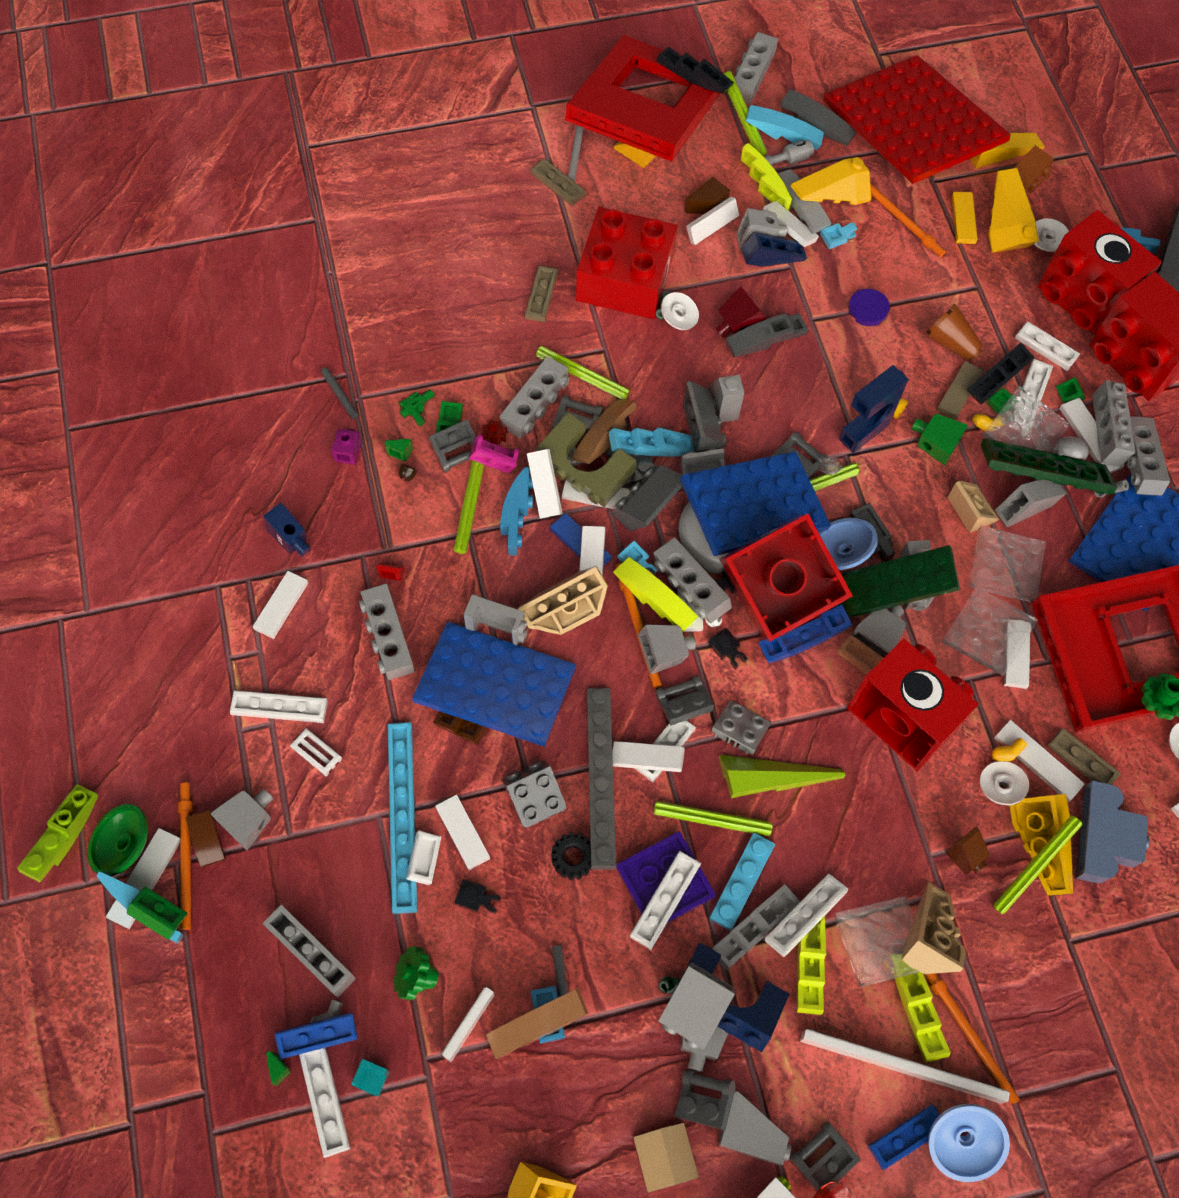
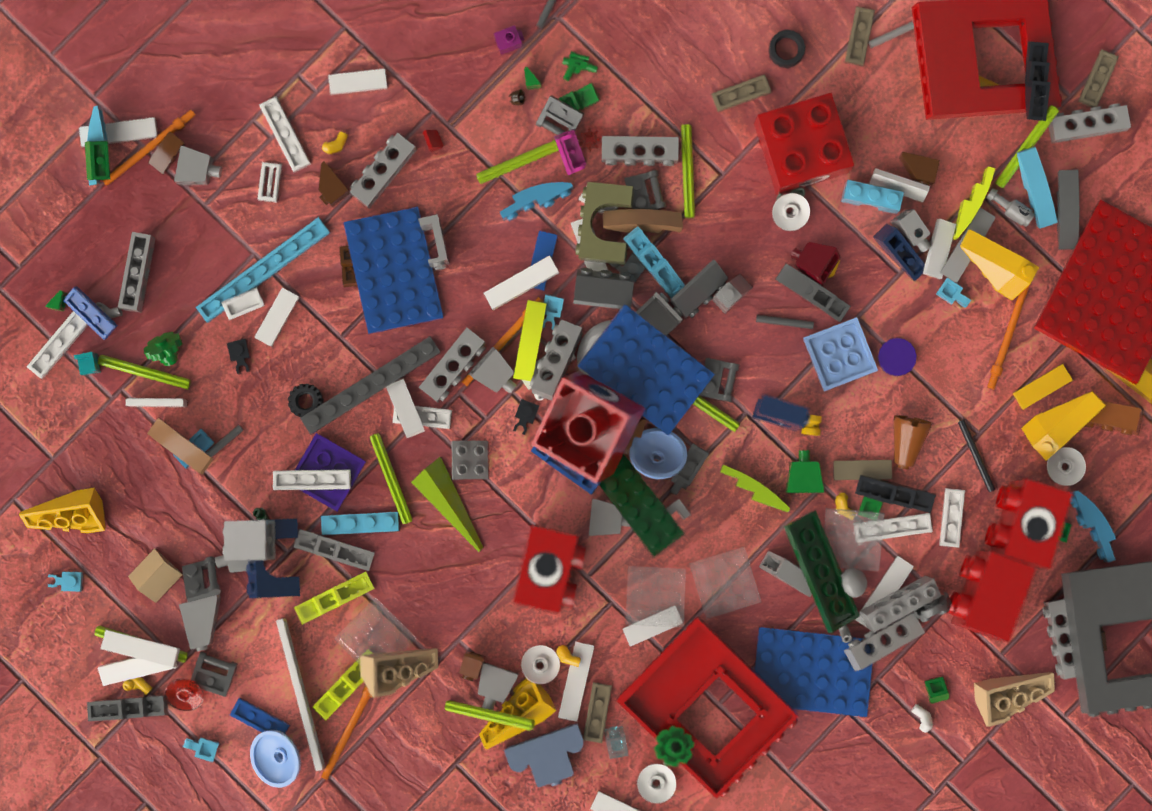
camera: 65 degrees right, 20 degrees up
(61, 833) = (110, 58): lime slope -> none
(118, 840) = (127, 99): green dish -> none
(286, 530) = (411, 39): dark blue torso -> none
(328, 662) = (335, 146): none -> yellow arm
(365, 690) = (330, 186): none -> reddish brown slope
(423, 1018) = (144, 372): none -> lime axle
(528, 224) = (791, 35): none -> black tyre
(534, 792) = (332, 346): bracket -> none
(544, 483) = (566, 205): white tile -> none
(567, 603) = (480, 280): tan wedge -> none
(639, 717) = (467, 339): none -> light grey brick
(685, 706) = (459, 413): dark grey plate -> none
(718, 46) = (1098, 79): none -> dark tan tile
(718, 235) = (866, 194): none -> medium azure arch
(778, 375) = (784, 321): none -> dark grey bar
(806, 915) = (361, 578): white tile -> none
(831, 465) = (721, 407): clear plate -> none
(839, 347) = (840, 354): none -> light blue plate
(859, 654) = (577, 515): nougat plate -> none
(932, 482) = (760, 492): none -> lime slope
(971, 506) = (759, 533): tan slope -> none
(999, 297) = (976, 456): none -> black bar
(1005, 842) = (495, 684): none -> light grey torso
(1070, 390) = (918, 557): green slope -> none
(1127, 756) = (616, 742): none -> clear light blue bracket
(1136, 394) = (937, 606): none -> dark grey plate

